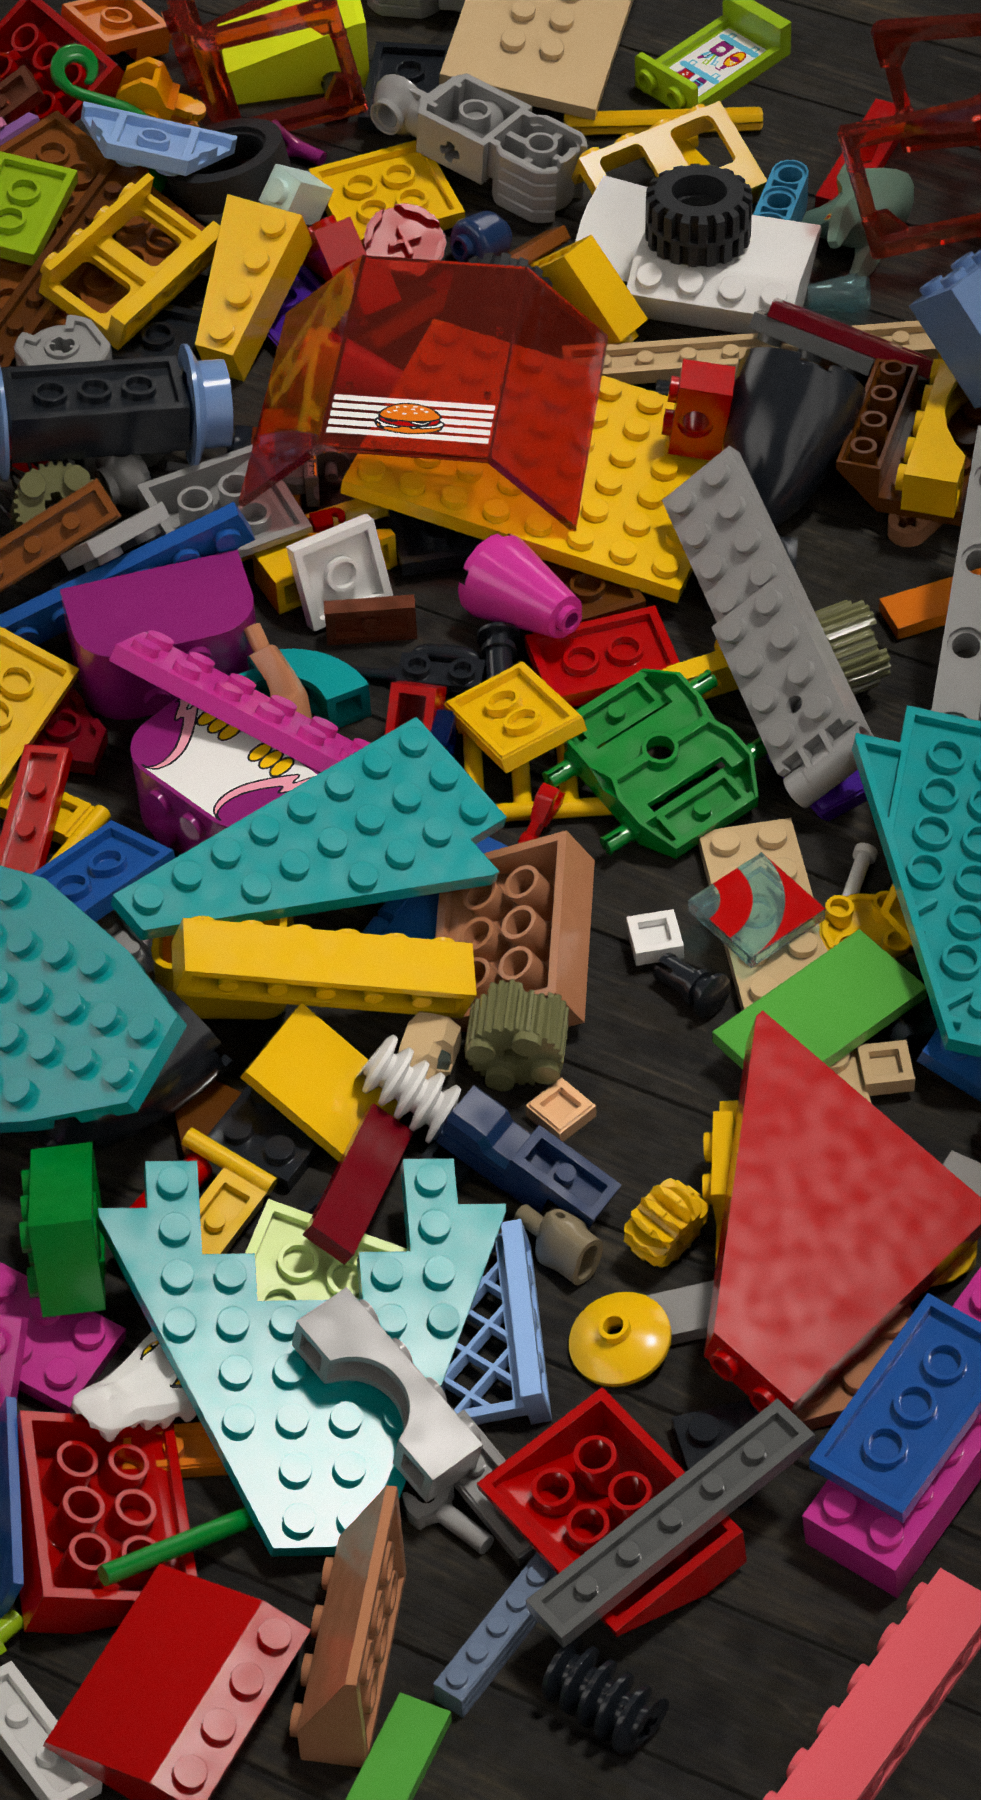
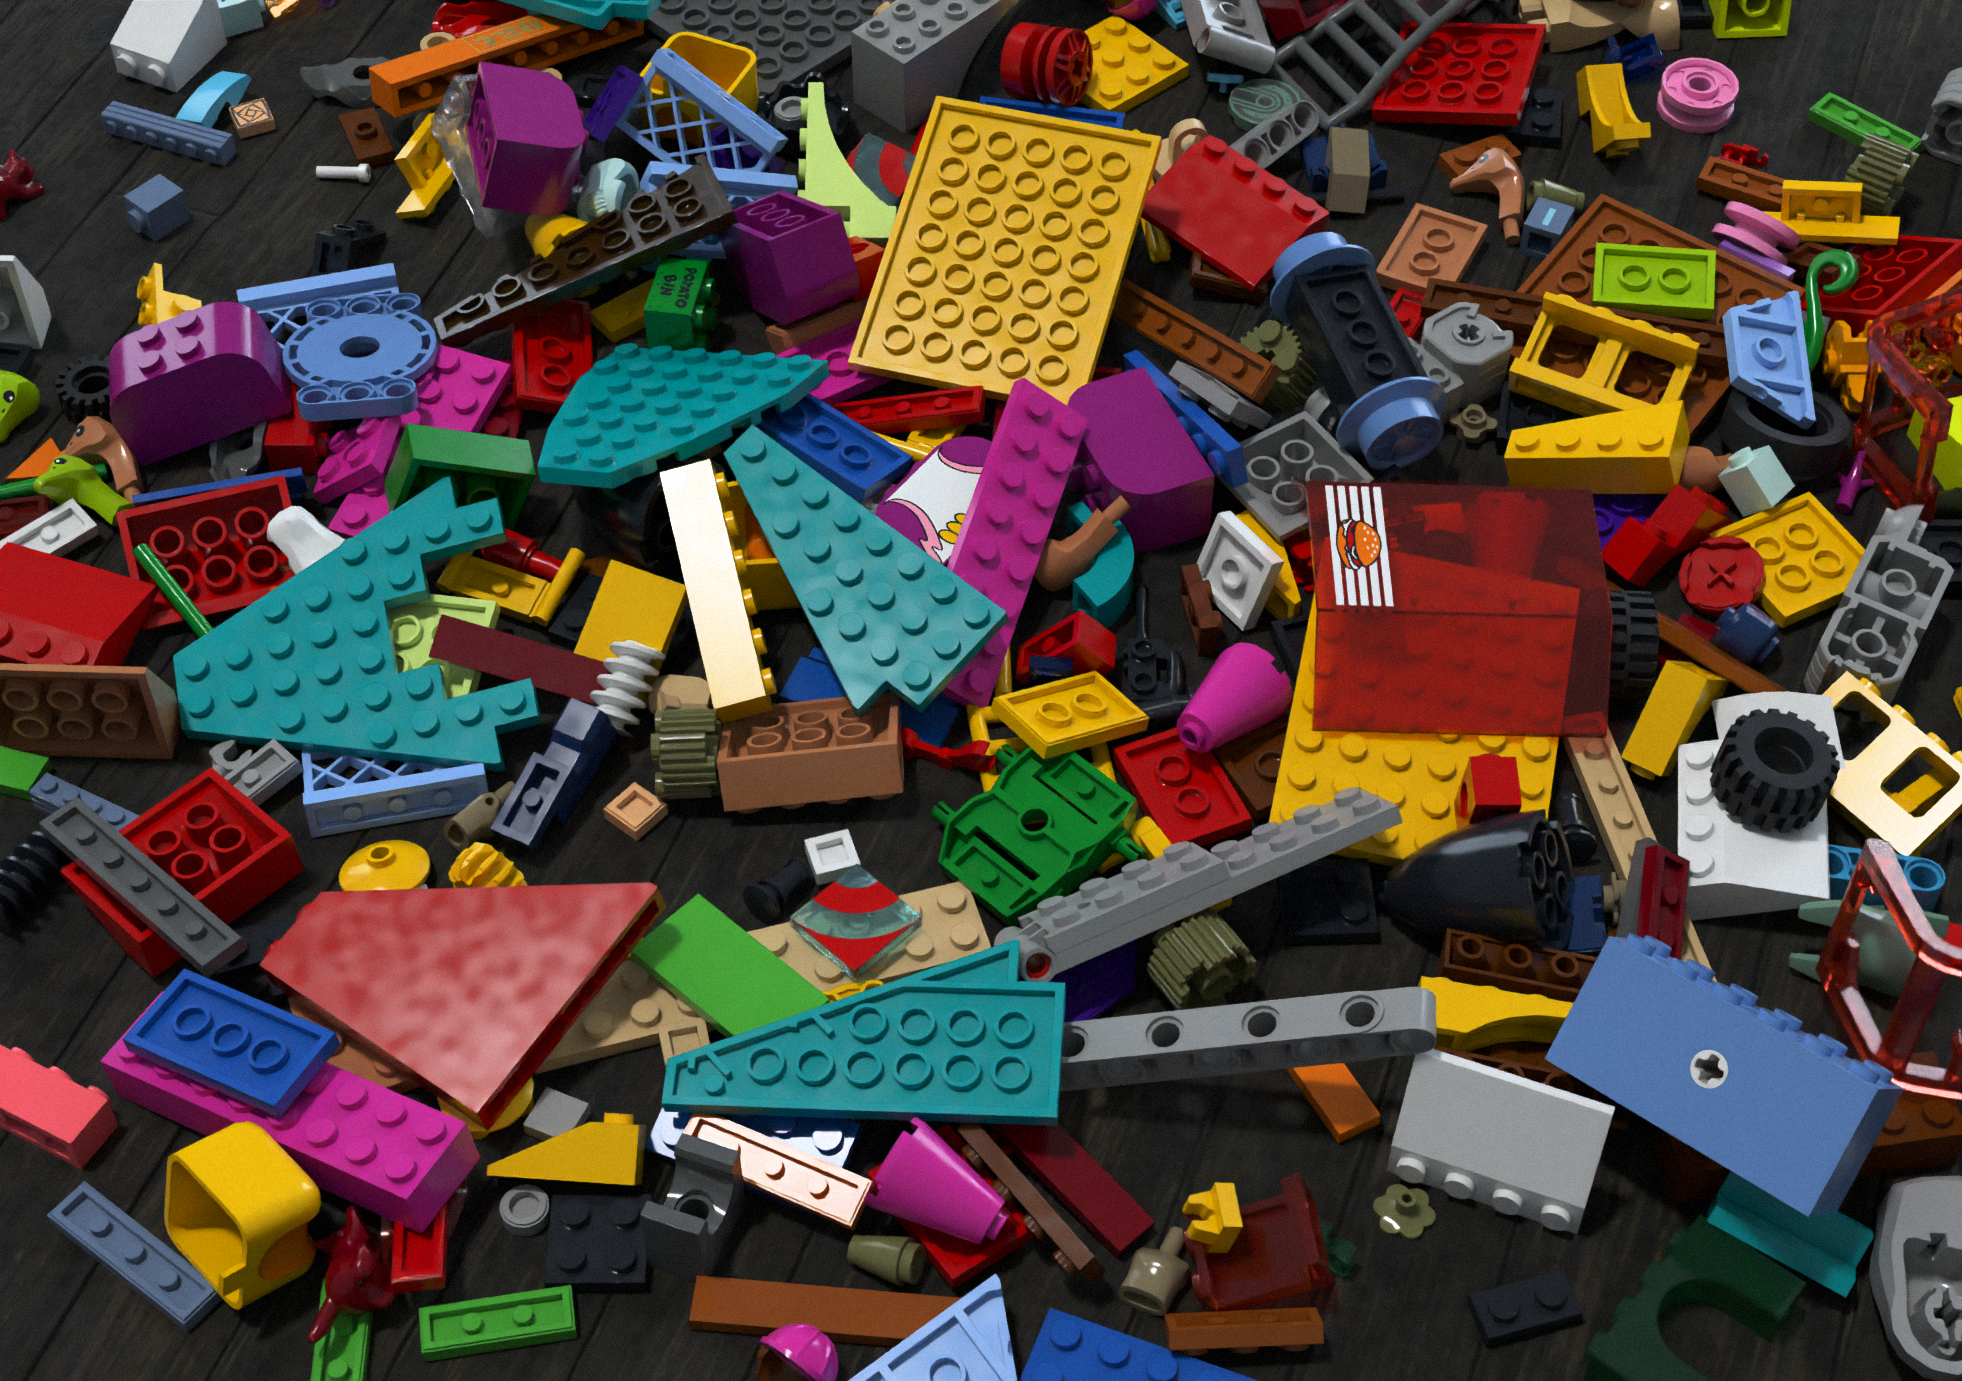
camera: 80 degrees right, 0 degrees up
(347, 1343) = (252, 730): light grey arch -> none
(841, 294) = (1762, 949): clear light blue cone -> none

